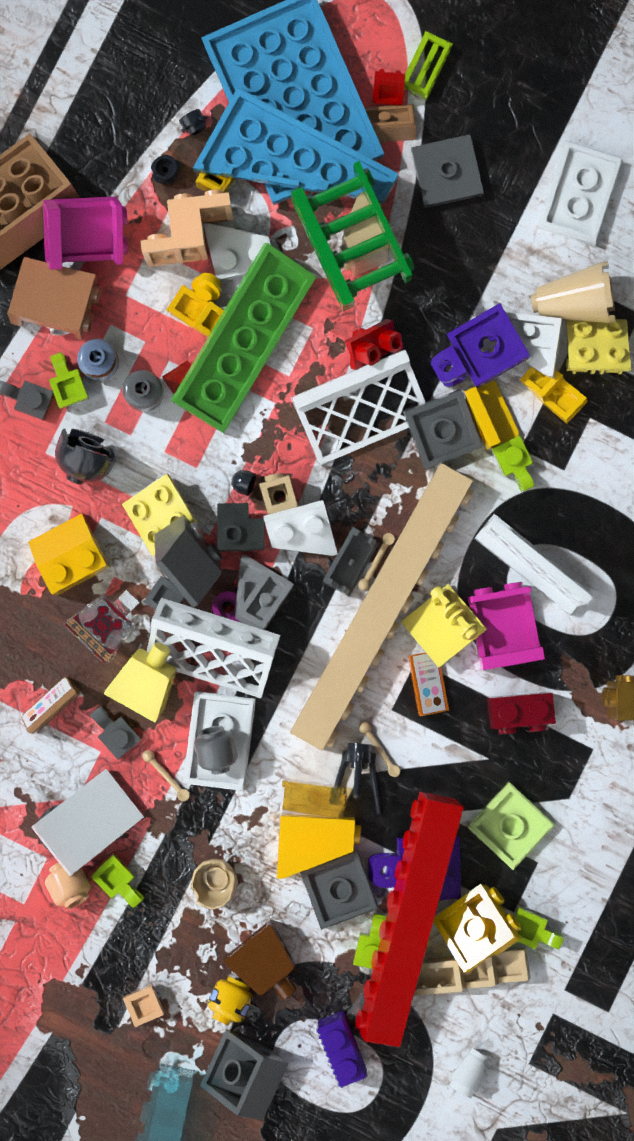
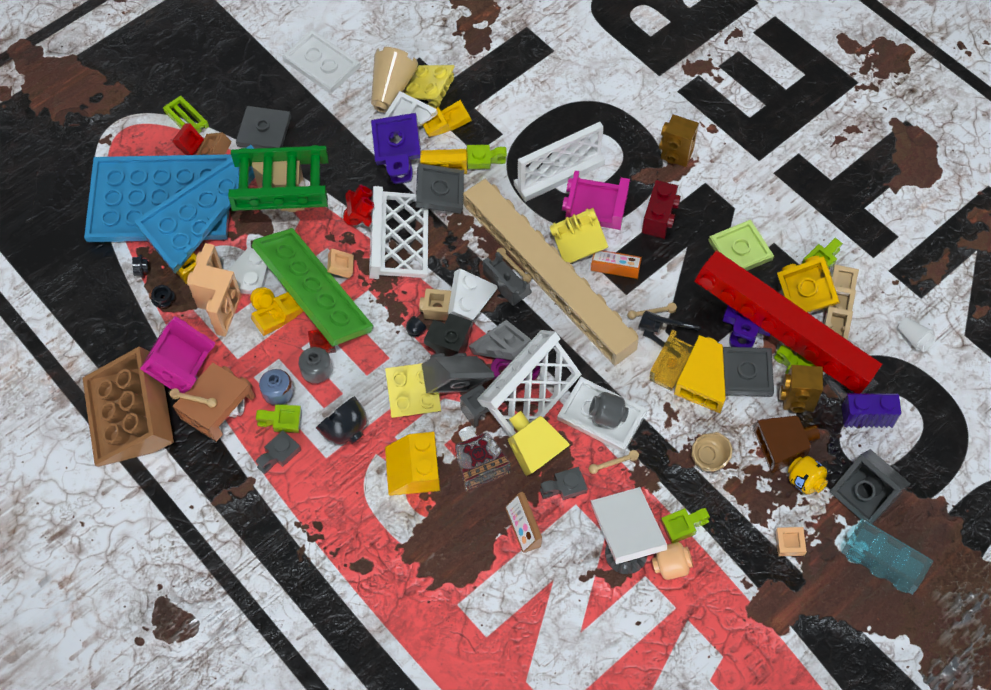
camera: 65 degrees left, 25 degrees down
(39, 253) = (175, 394): none -> tan hinge
(290, 356) = (340, 263): none -> light nougat plate
(330, 962) = (801, 388): none -> pearl gold brick

